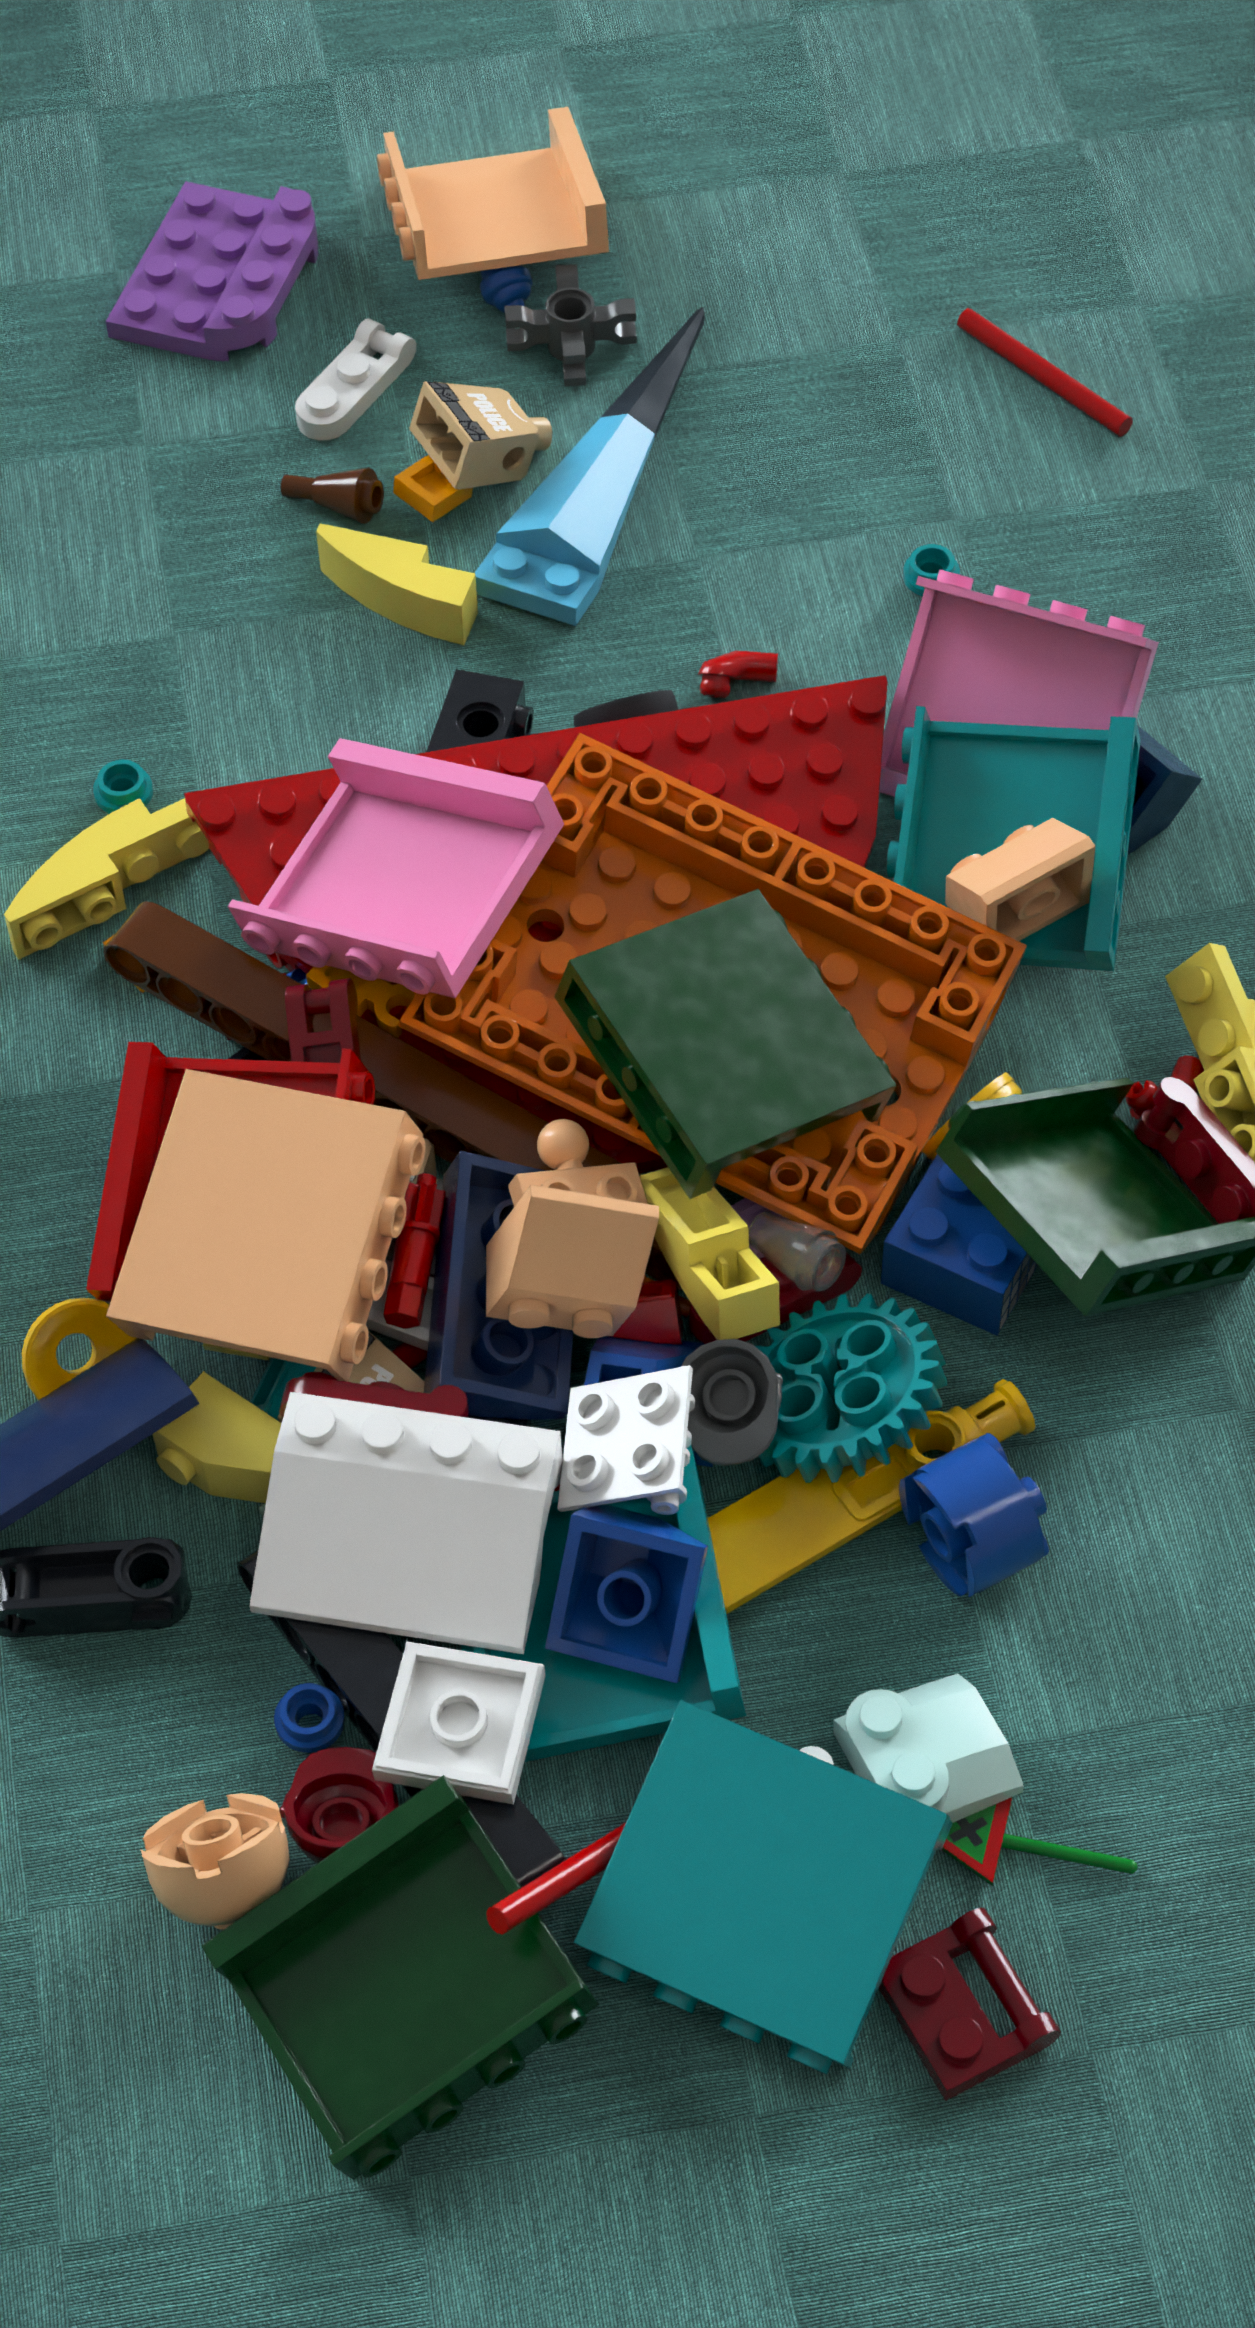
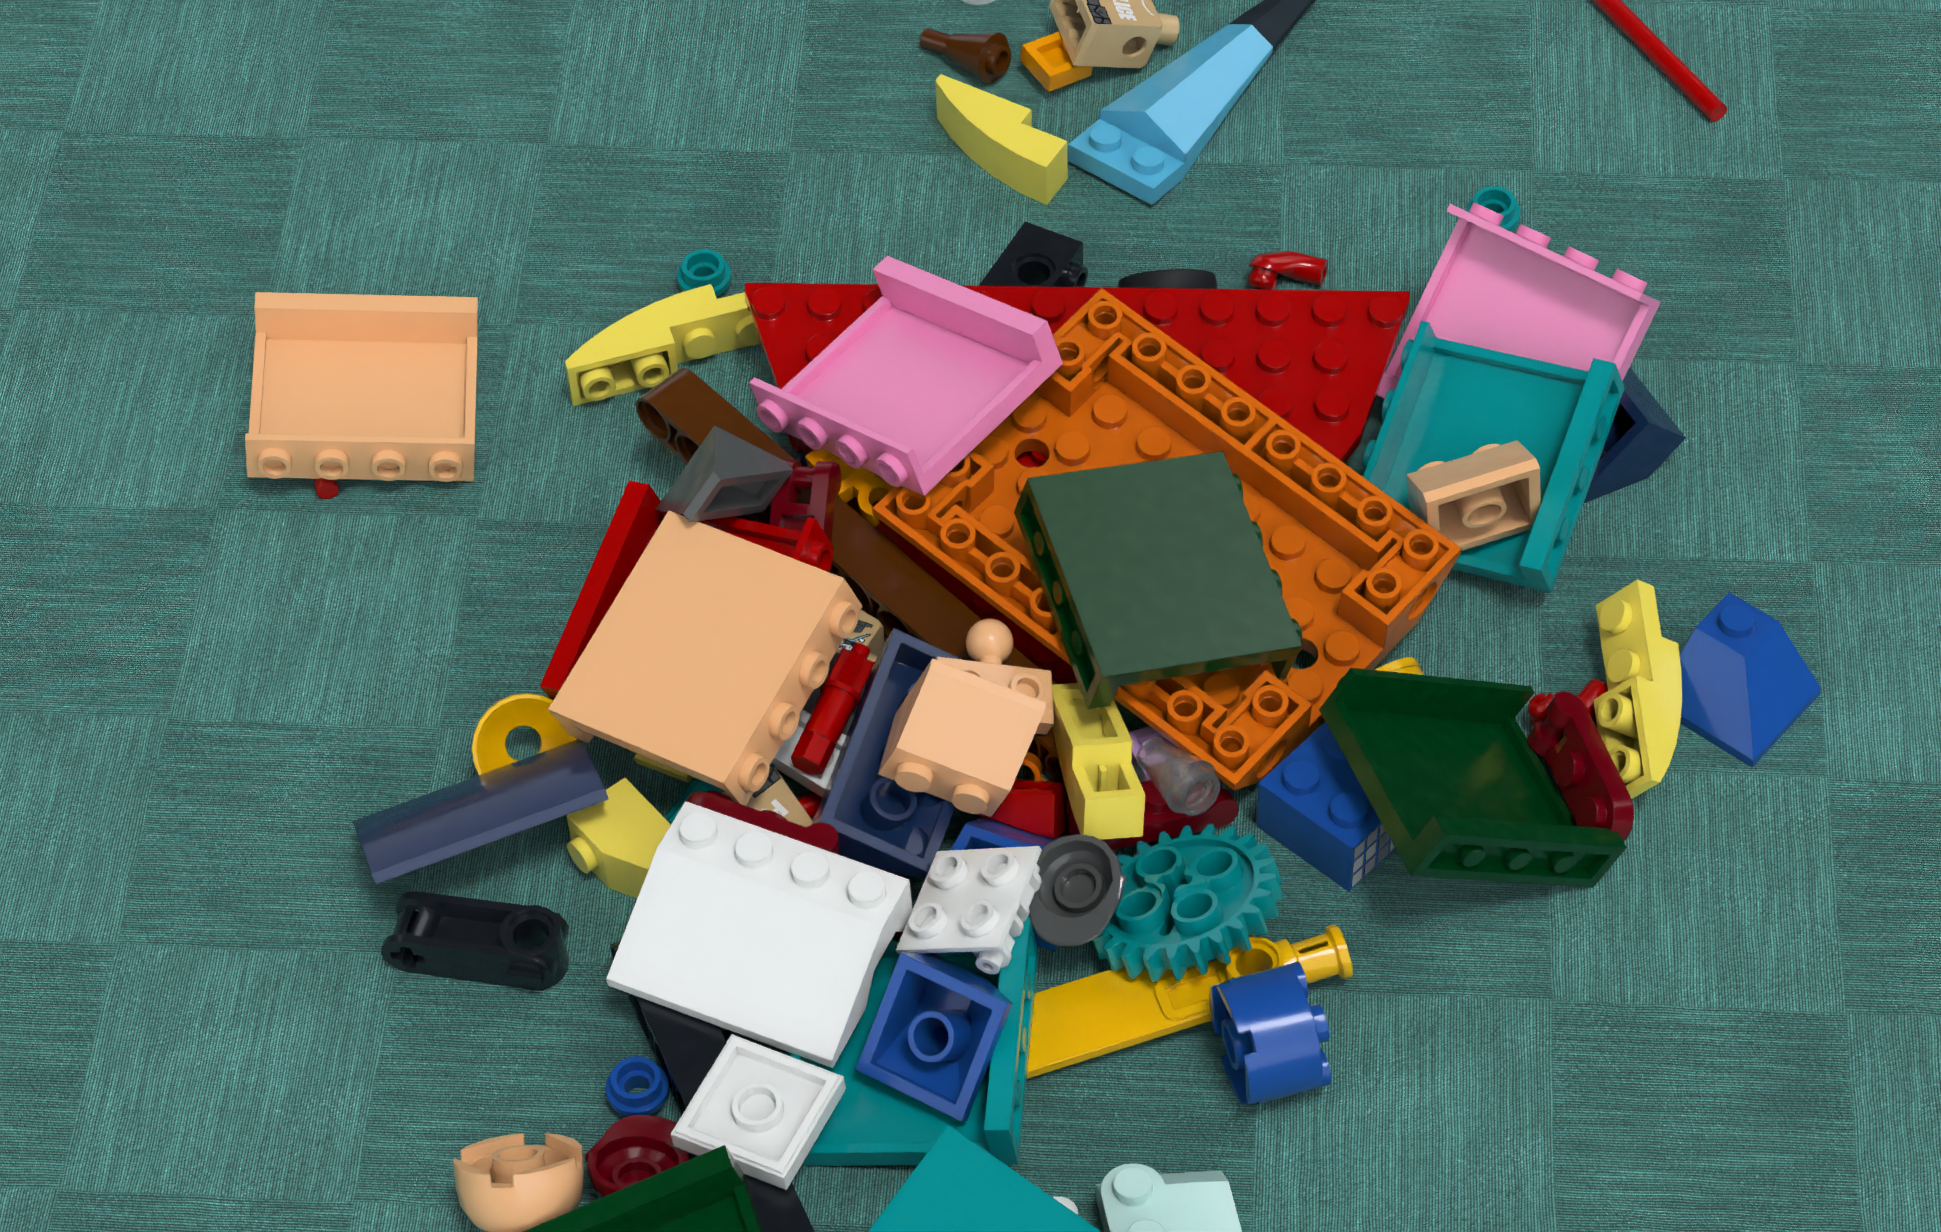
camera: 15 degrees right, 5 degrees down
(235, 1023) = (725, 479): none -> dark grey slope

